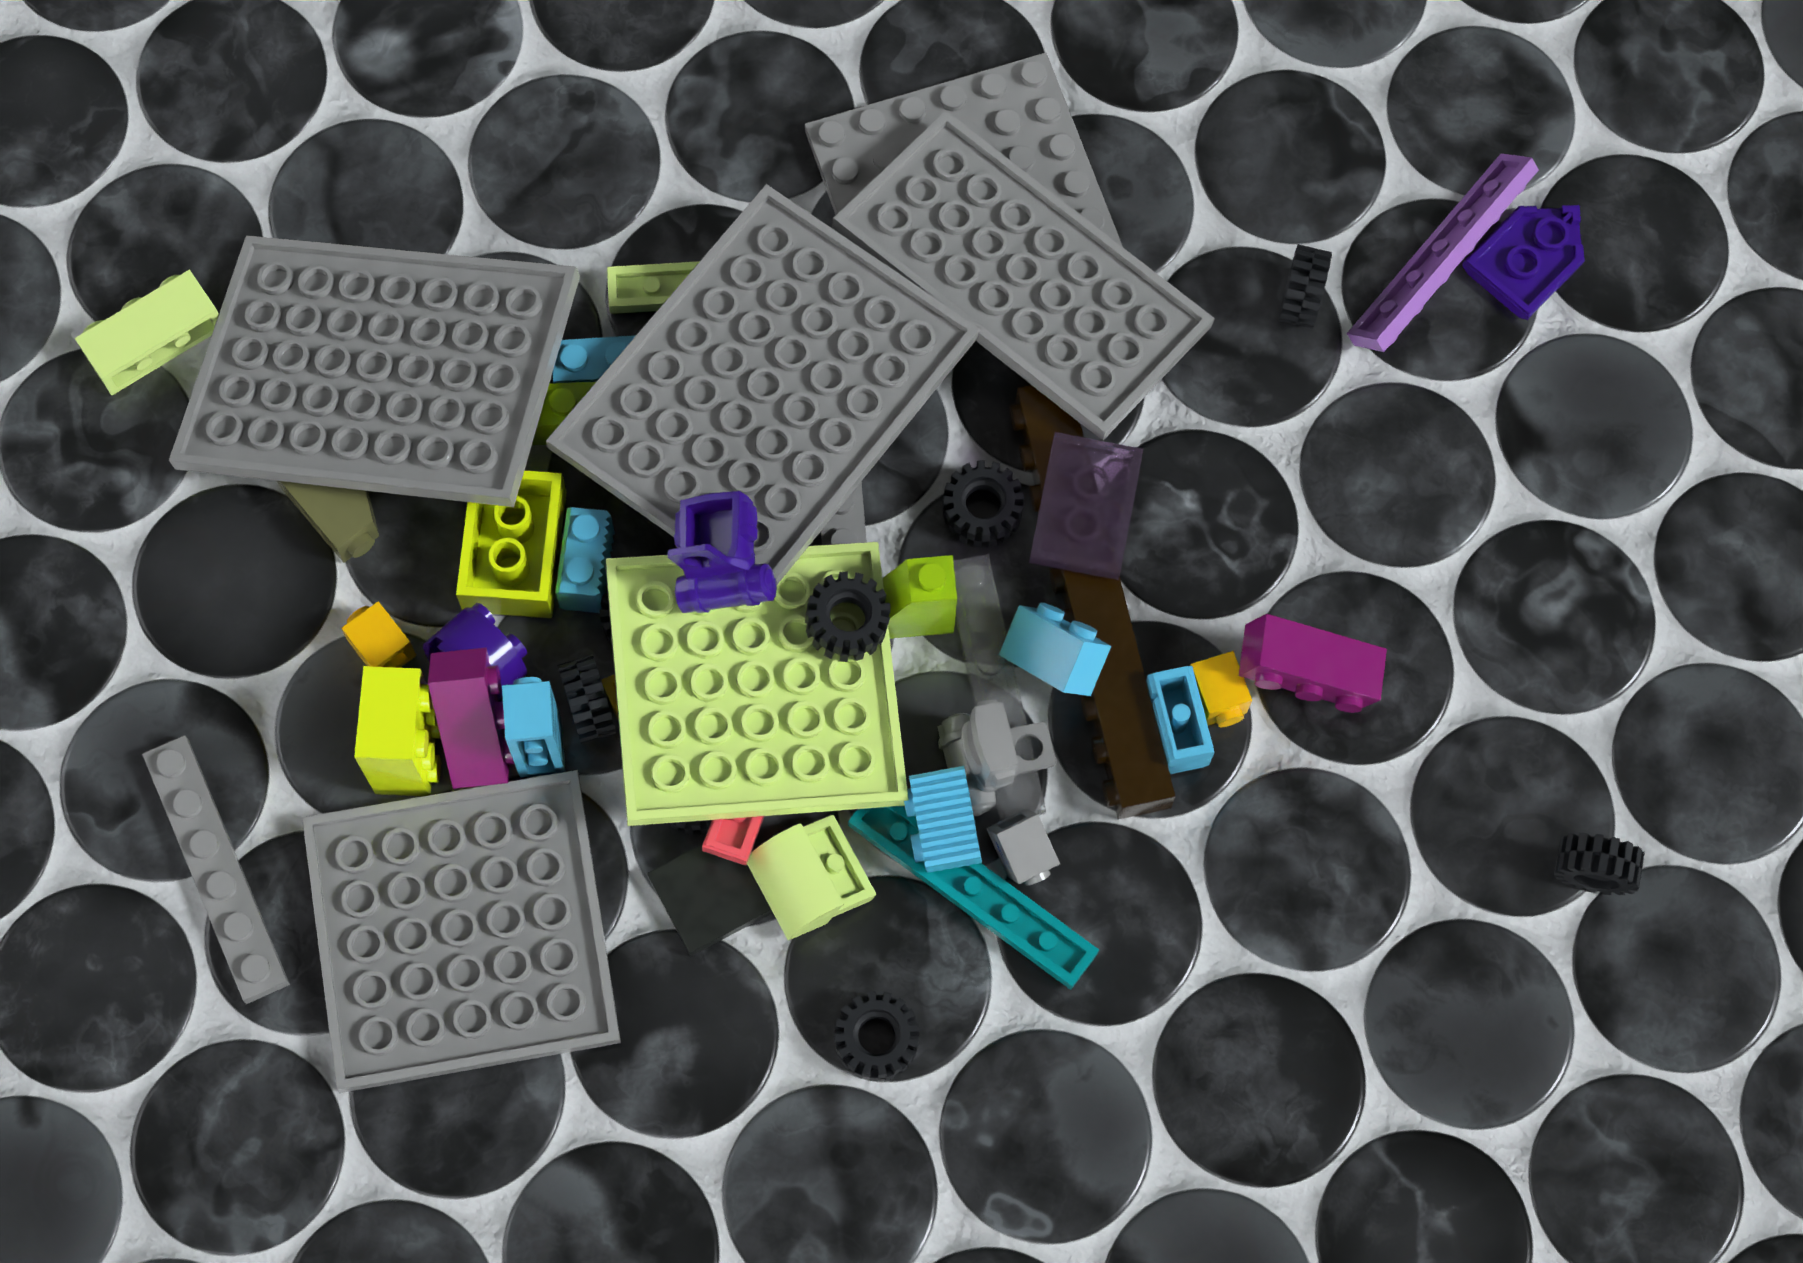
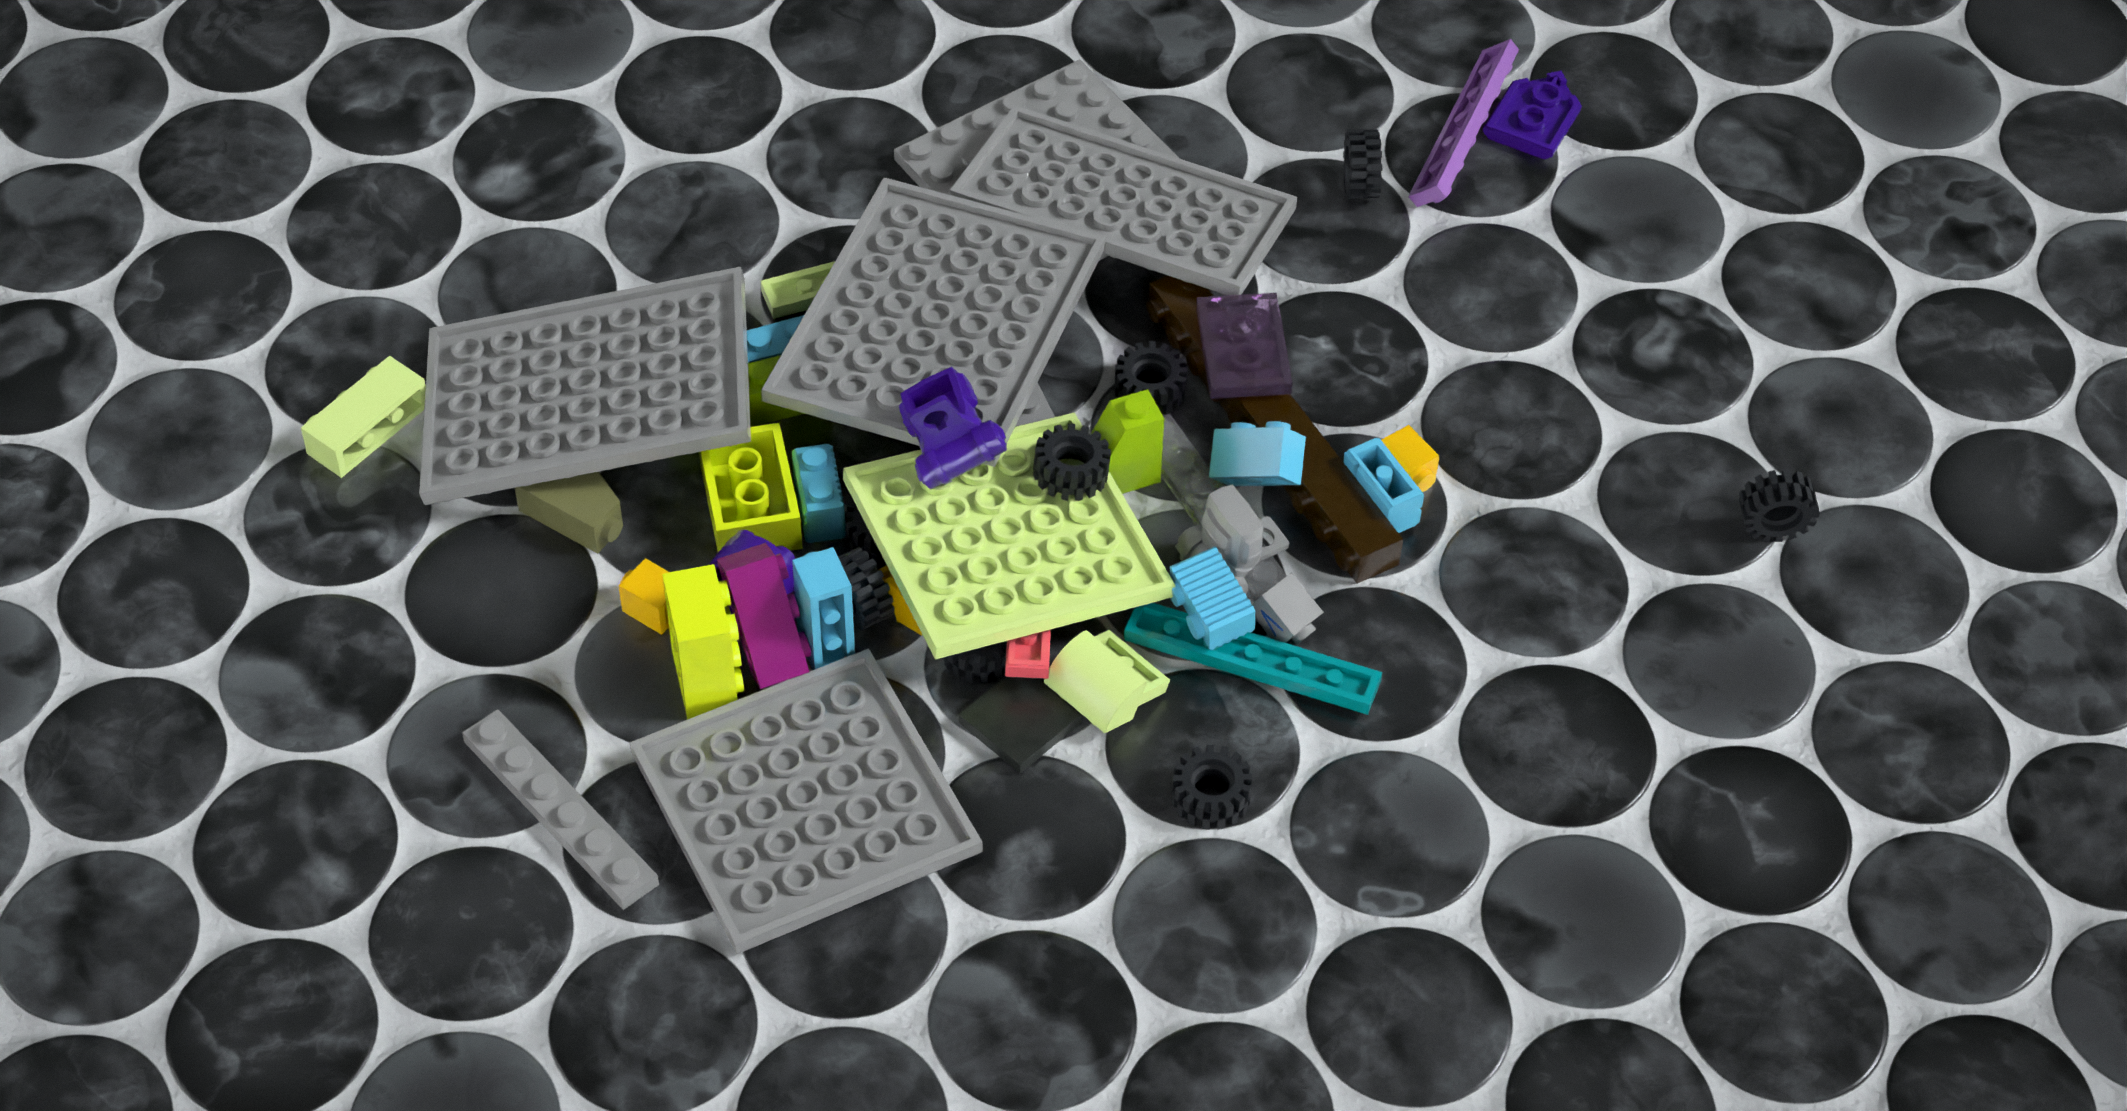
camera: 15 degrees left, 20 degrees down
(1312, 663) = (1478, 417): magenta brick -> none

